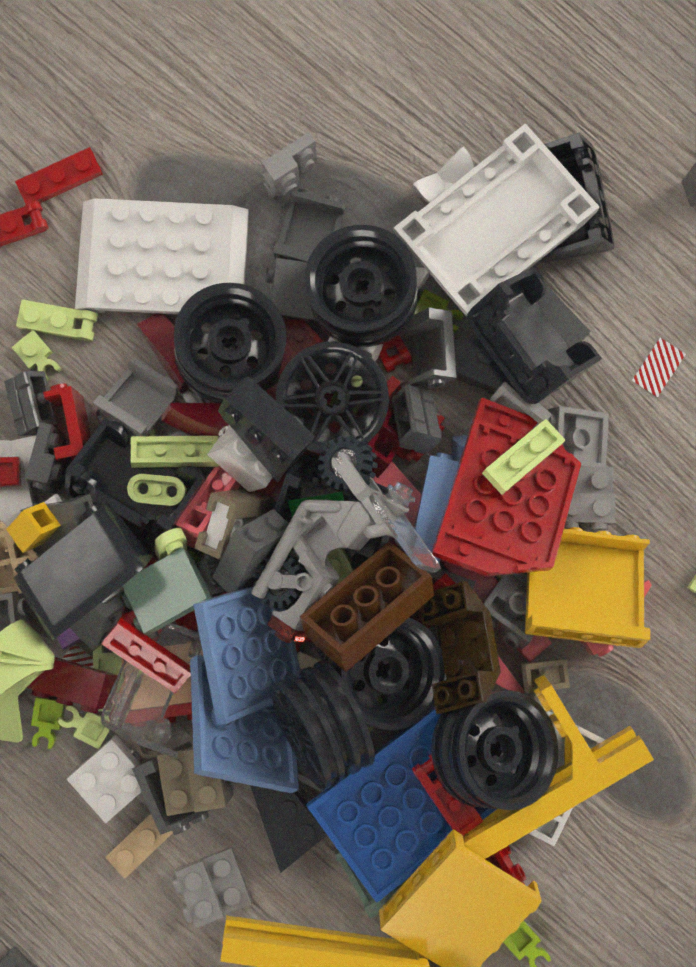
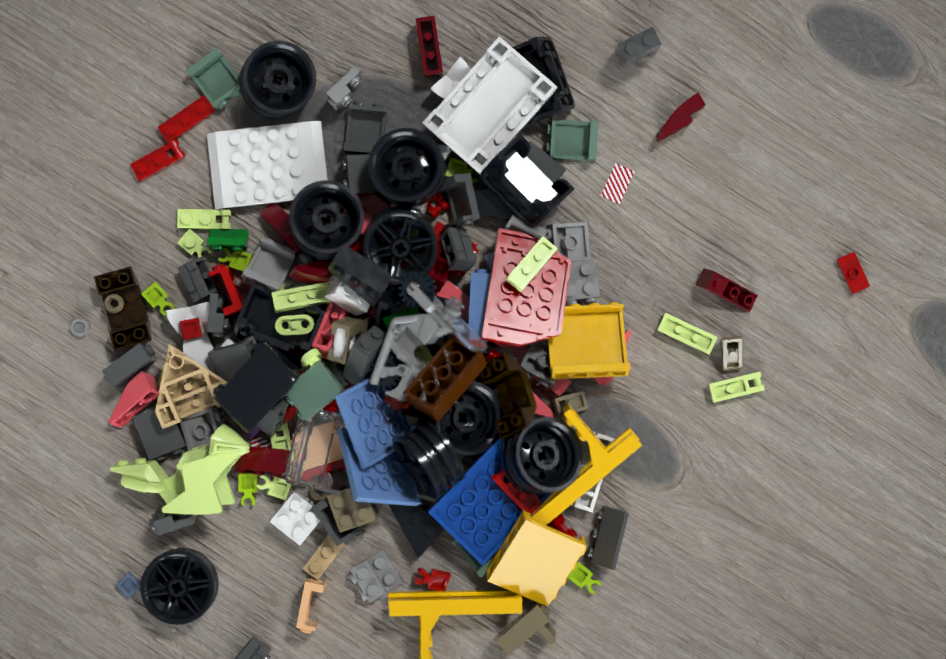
camera: 10 degrees left, 5 degrees up
(33, 527) = (220, 363): yellow brick -> none
(85, 353) = (228, 238): none -> green bracket
(91, 944) = (310, 585): none -> light nougat panel
(92, 384) = (238, 260): none -> lime plate
(110, 127) = (215, 79): none -> sand green panel
(147, 655) = (309, 433): plate -> none
(205, 100) = (301, 69): none -> black wheel
(301, 909) = (435, 580): none -> red plate
(420, 129) = (429, 47): none -> dark red brick
(574, 889) = (608, 537): none -> dark grey slope
(605, 294) = (572, 140): none -> sand green panel

